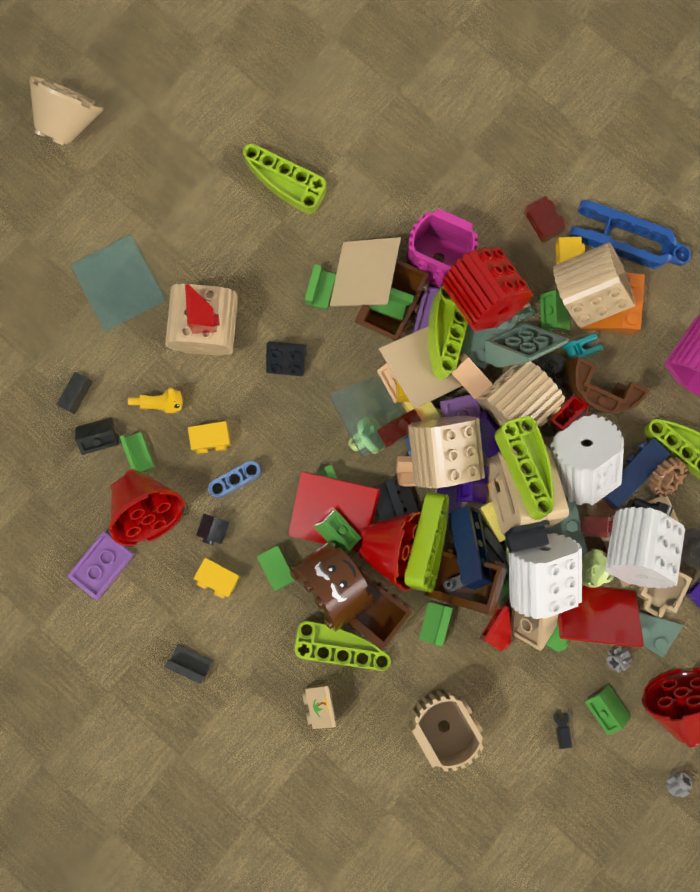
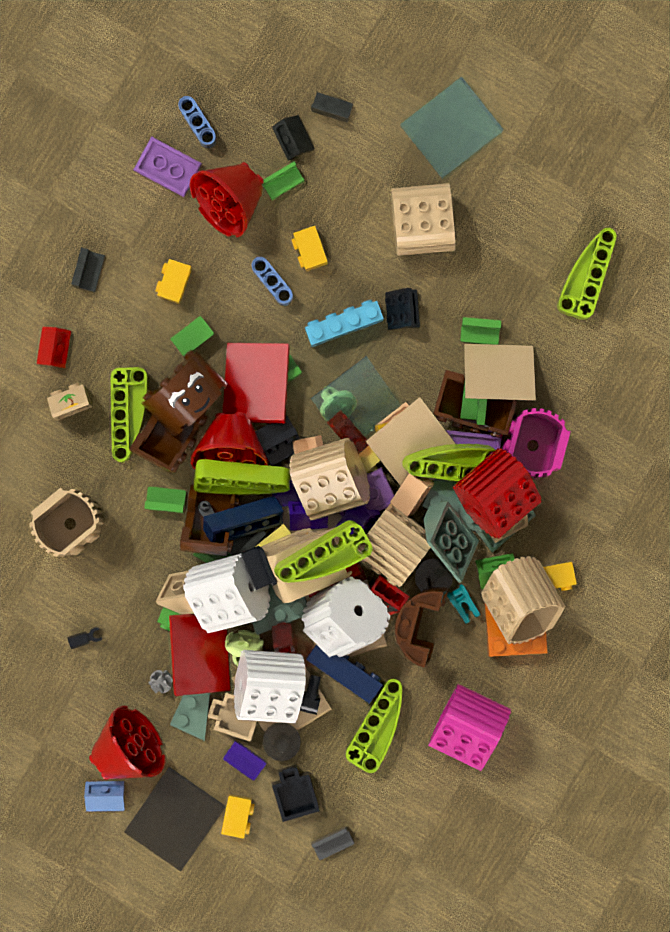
camera: 80 degrees right, 5 degrees up
(52, 527) = (194, 113): none -> medium blue beam
(60, 110) = (617, 37): tan cone -> none
(170, 401) = (338, 202): yellow animal -> none
(200, 314) = (420, 218): red slope -> none
(212, 529) = (219, 268): black brick -> none
(261, 712) = (53, 347): none -> red panel
(290, 416) = (343, 324): none -> medium azure brick
(337, 530) = (237, 390): bright green panel -> none
(498, 630) = (168, 561): red slope -> none
(544, 219) = (591, 545): clear red brick -> none
(608, 710) = (111, 679): bright green panel -> none
(668, 477) = (345, 704): medium nougat gear -> none
(671, 250) = (579, 680): blue piece -> none
(679, 784) = (52, 755): light grey gear -> none

